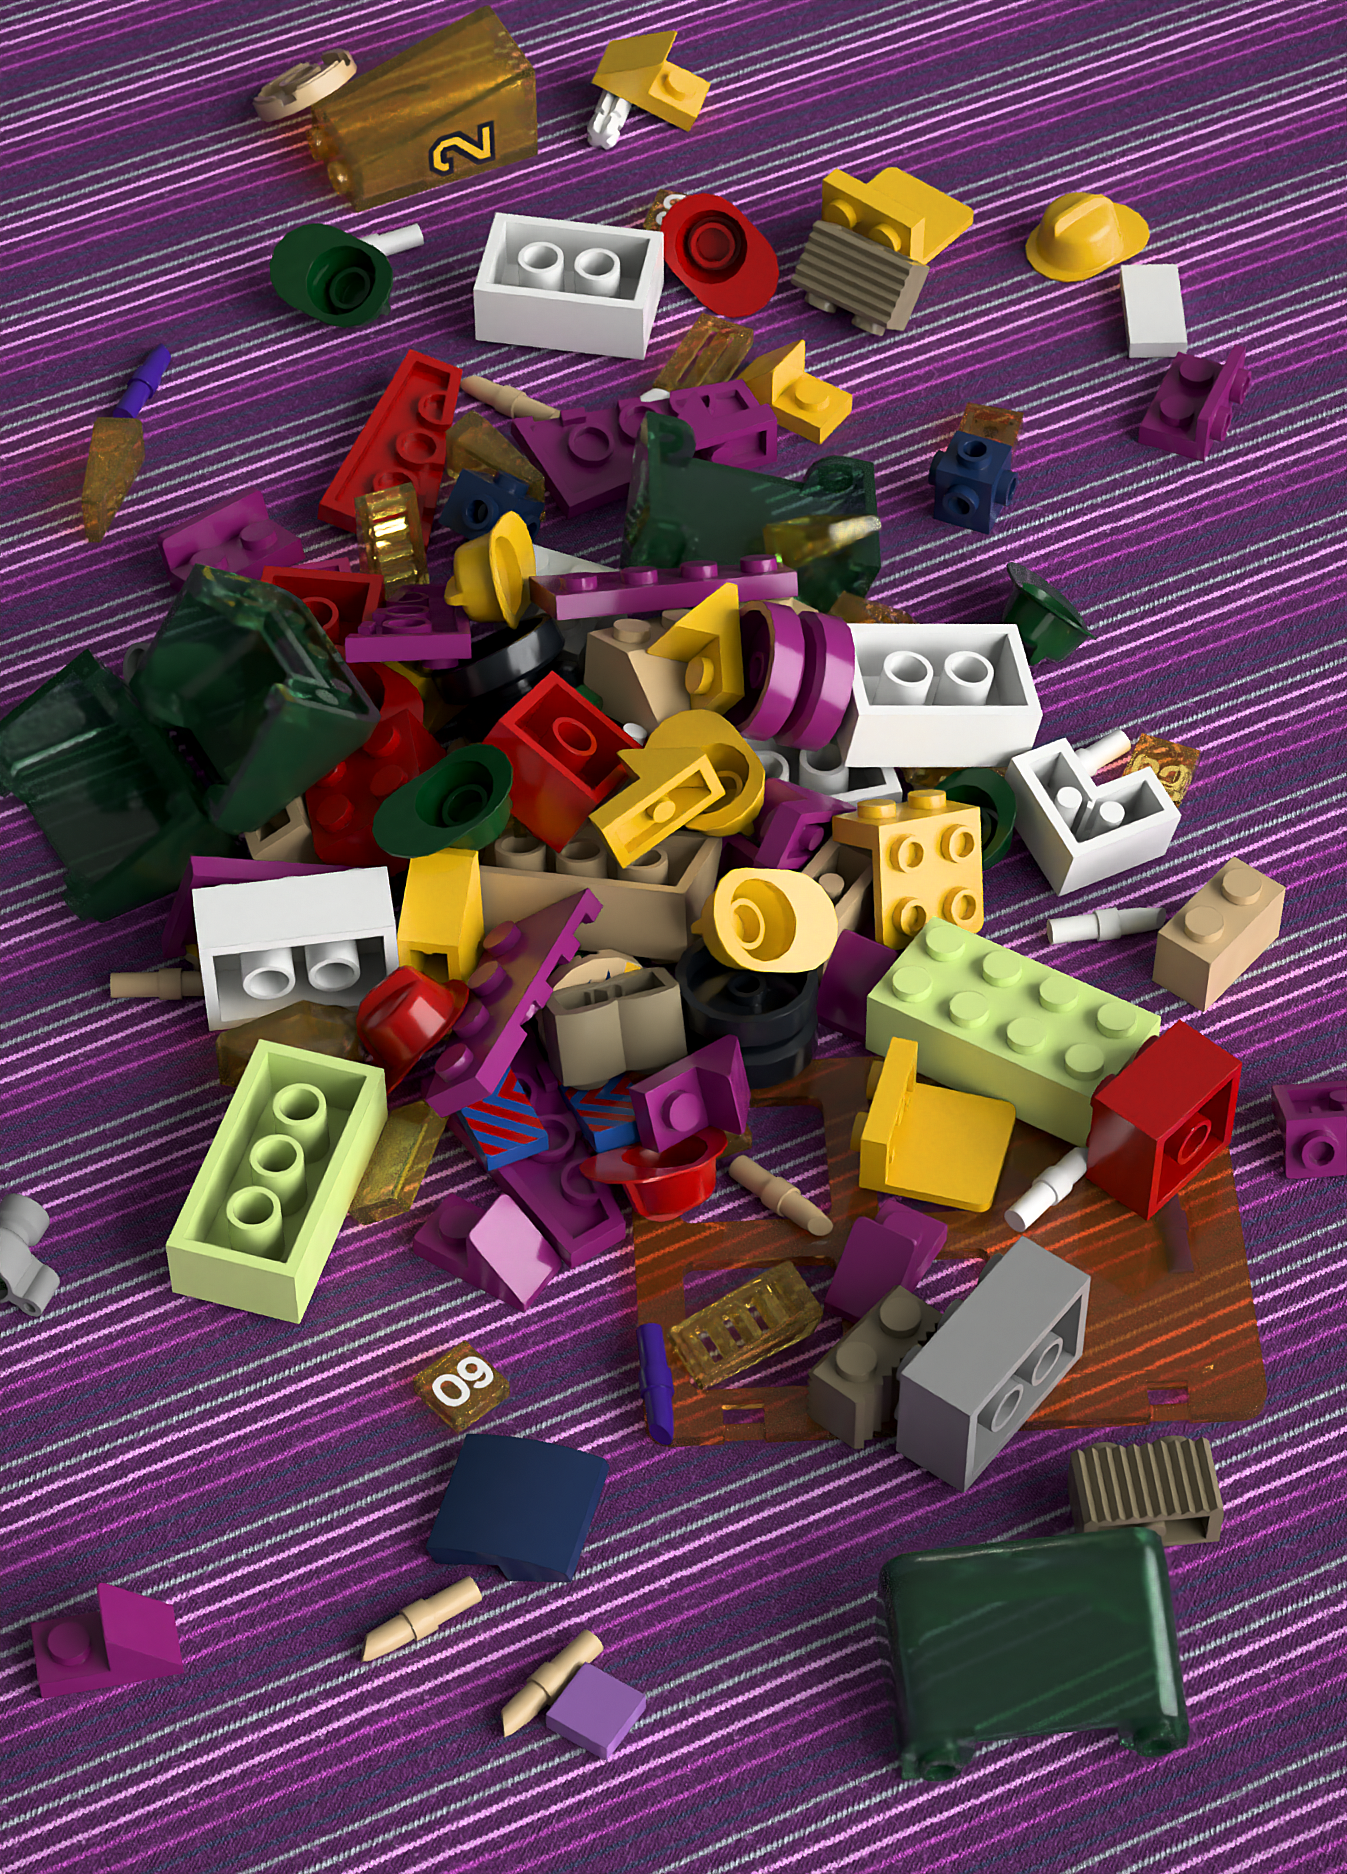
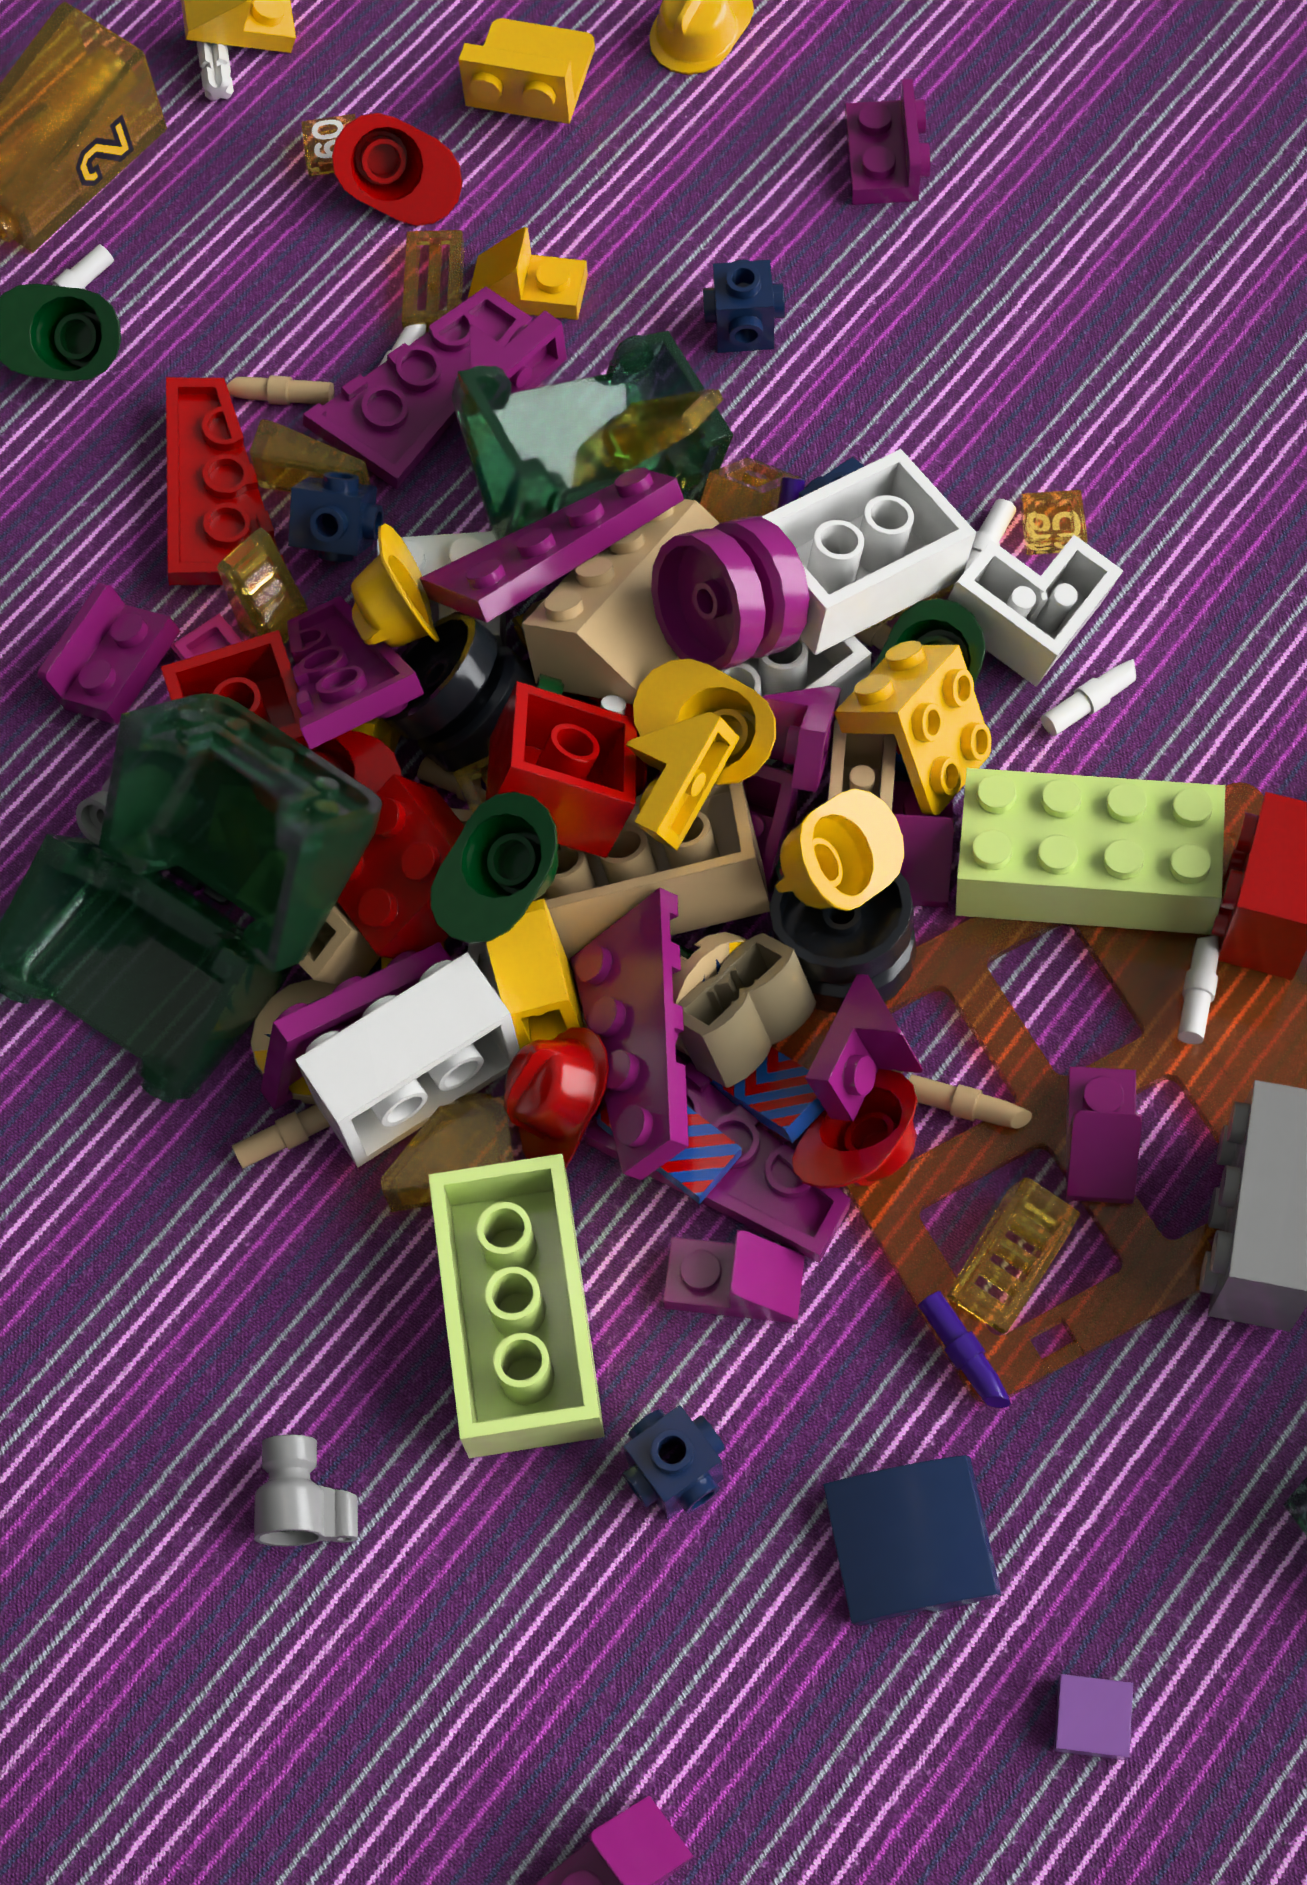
camera: 20 degrees left, 15 degrees up
(344, 1356) = (677, 1485): none -> dark blue brick
(398, 1163) = (608, 1228): clear yellow tile -> none
(420, 1619) = (881, 1697): tan piece -> none
(461, 1386) = (788, 1433): clear yellow tile -> none
(549, 1682) = (1034, 1707): tan piece -> none
(569, 286) = (278, 254): white brick -> none
(712, 647) = (647, 589): yellow slope -> none
(856, 1379) = (1161, 1249): dark tan brick -> none
(860, 277) = (534, 142): dark tan brick -> none
(928, 1137) = (1075, 987): yellow bracket -> none
(993, 424) = (720, 243): clear orange tile -> none
(1044, 617) = (876, 418): dark green piece -> none
(1153, 310) = (798, 71): white tile -> none
(1218, 933) = (1204, 668): tan brick -> none

